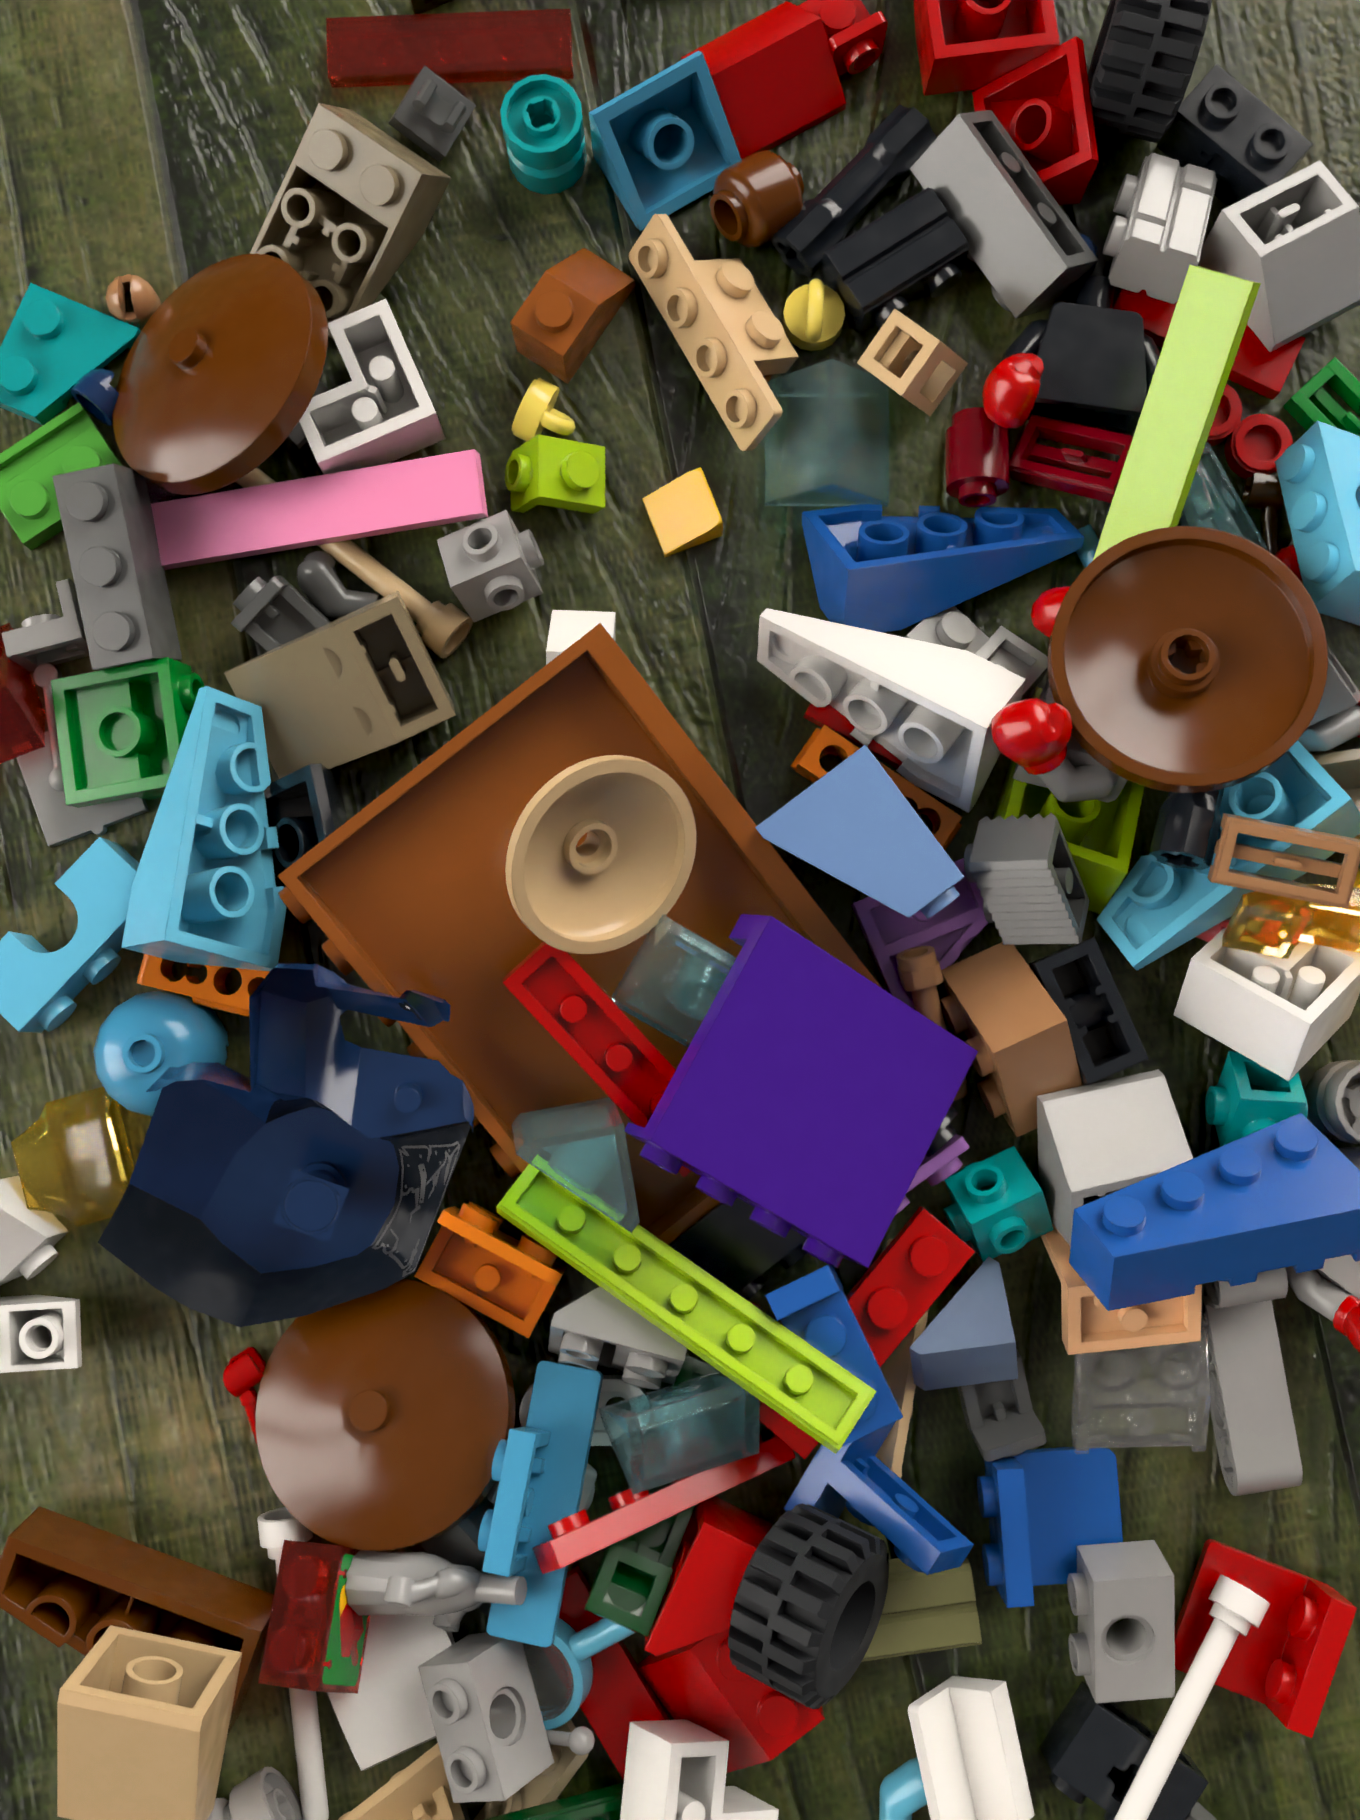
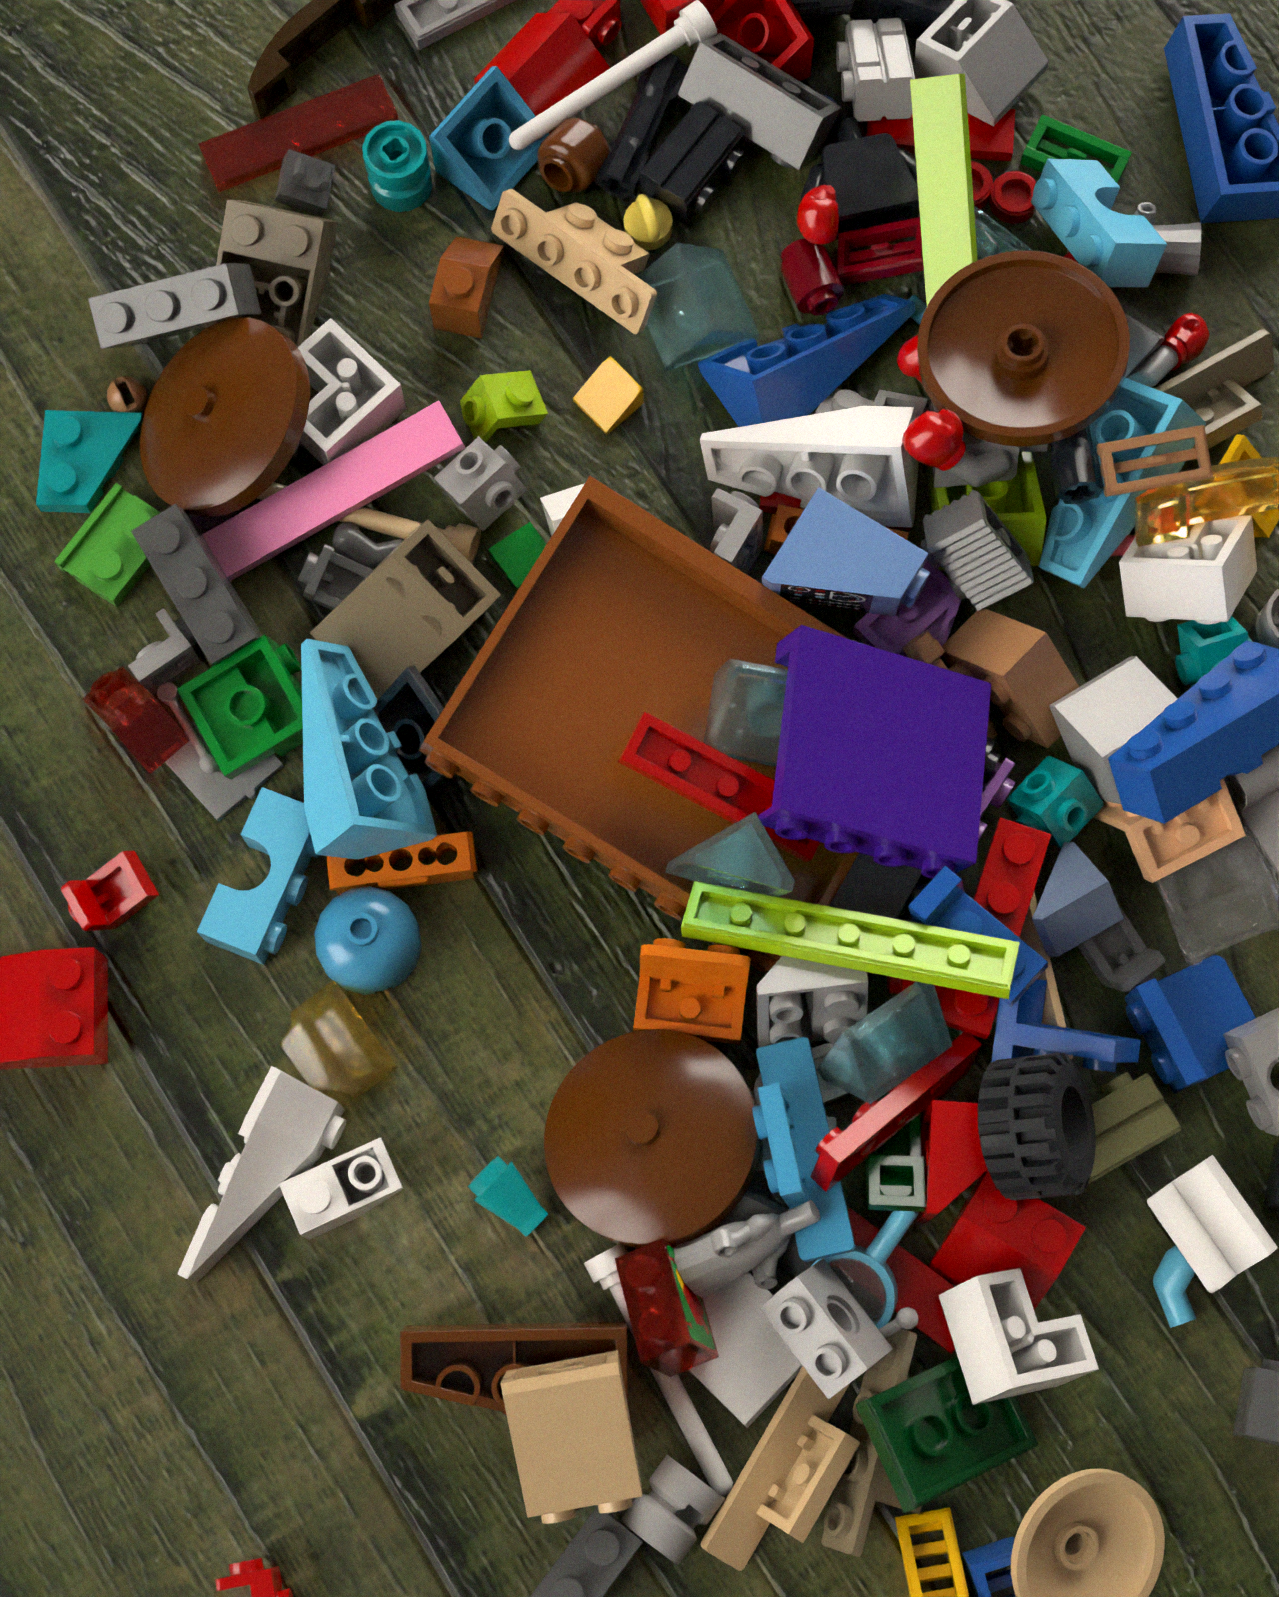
camera: 20 degrees left, 10 degrees down
(97, 394) = (129, 473): dark blue hinge -> none
(203, 1407) = (507, 1195): none -> teal cone
(214, 212) = (174, 305): none -> brick
(241, 1376) = (527, 1160): red hand -> none
(307, 1173) = (525, 972): dark blue piece -> none
(505, 665) = (518, 554): none -> green tile
(538, 412) = (470, 363): light yellow tile -> none
(624, 871) = (678, 631): tan dish -> none
(759, 751) = (737, 529): none -> light grey bracket
(912, 362) = (736, 226): tan brick -> none
(958, 90) = (690, 28): none -> white piece
(1094, 1010) = (1075, 636): black brick -> none
(1265, 493) = (1033, 227): dark brown hand -> none

